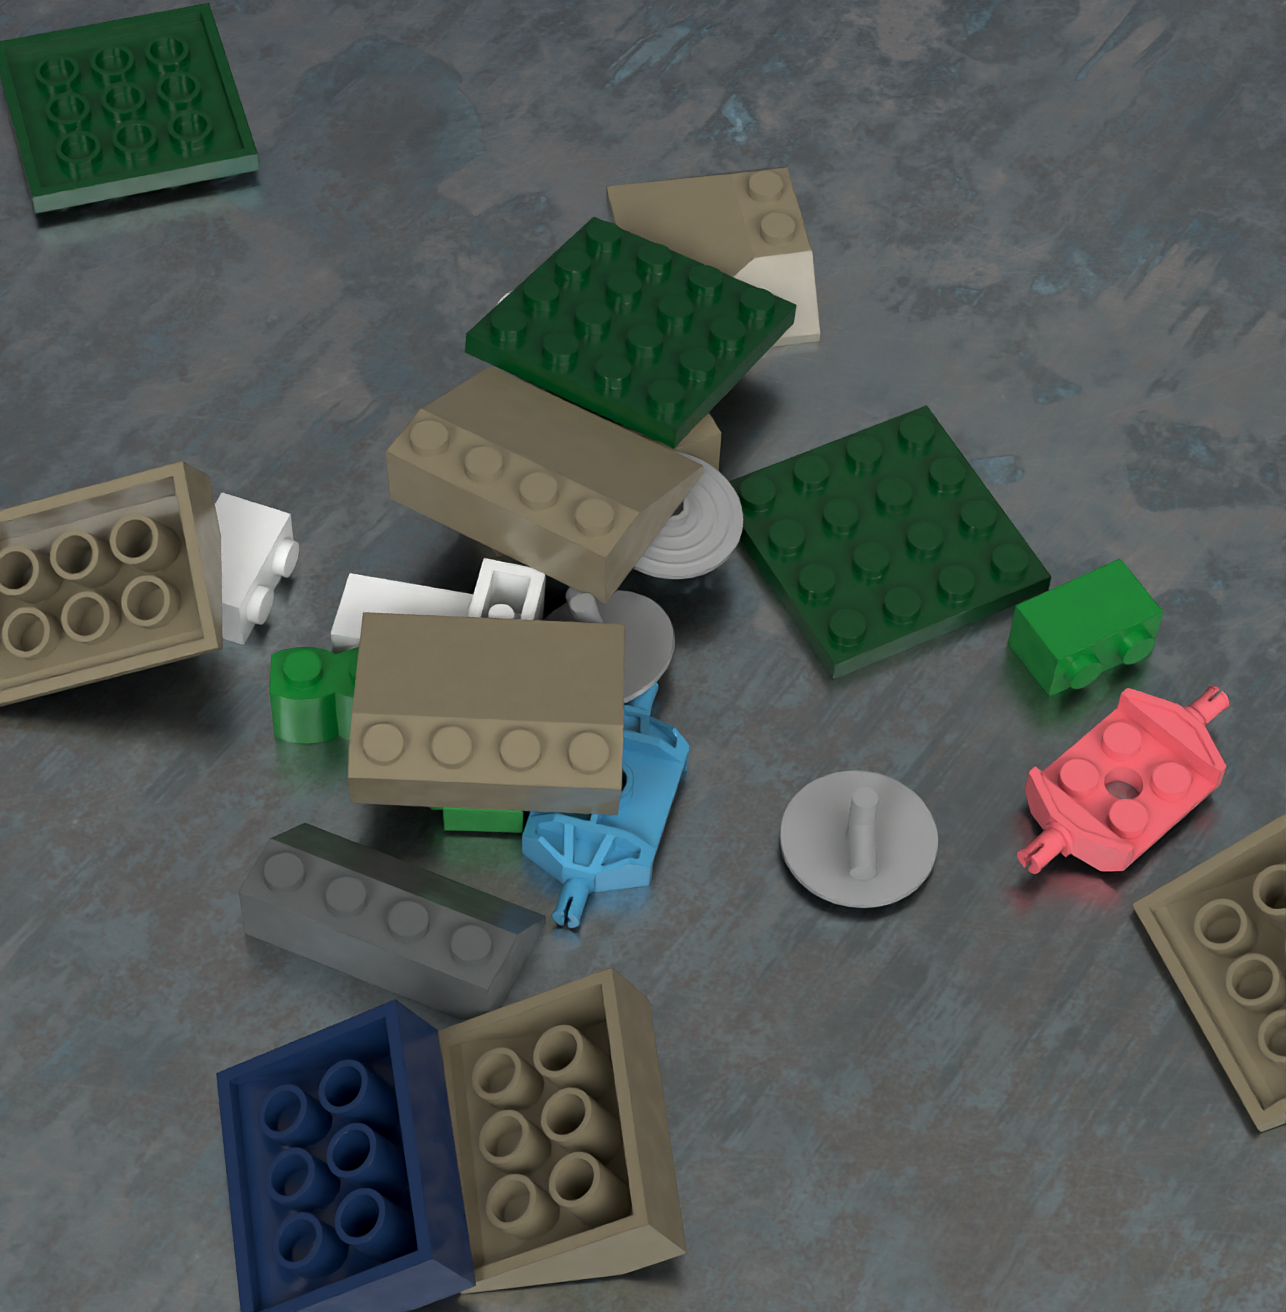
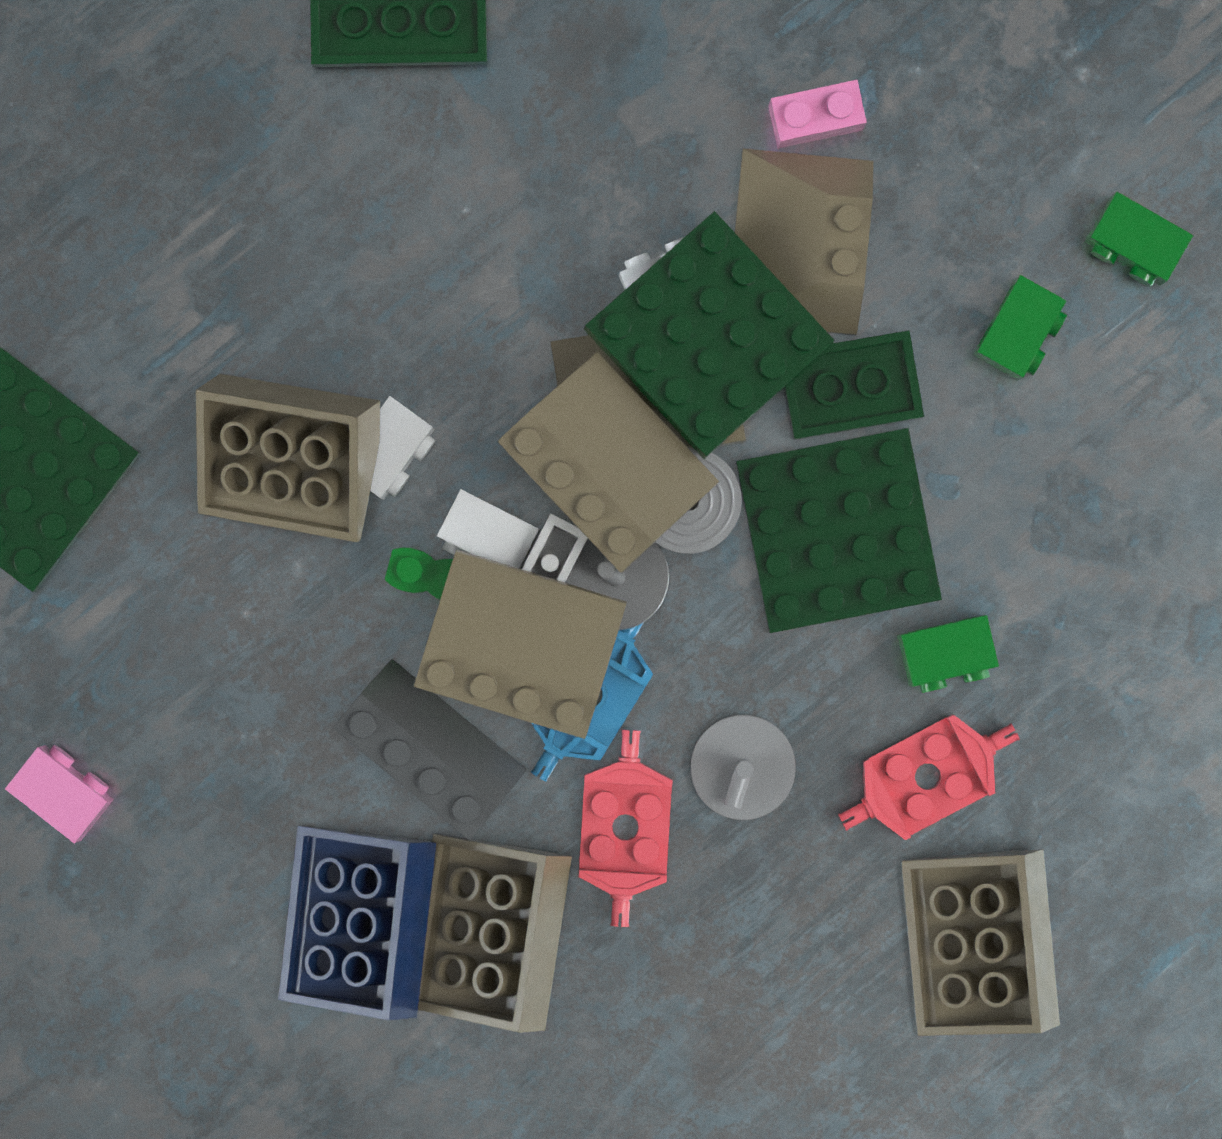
camera: 25 degrees right, 35 degrees up
(686, 124) = (817, 114): none -> bright pink brick
(721, 900) = (620, 864): none -> coral plate
(838, 379) = (856, 387): none -> dark green plate
(1022, 276) = (1020, 329): none -> green brick
(1125, 165) = (1137, 240): none -> green brick

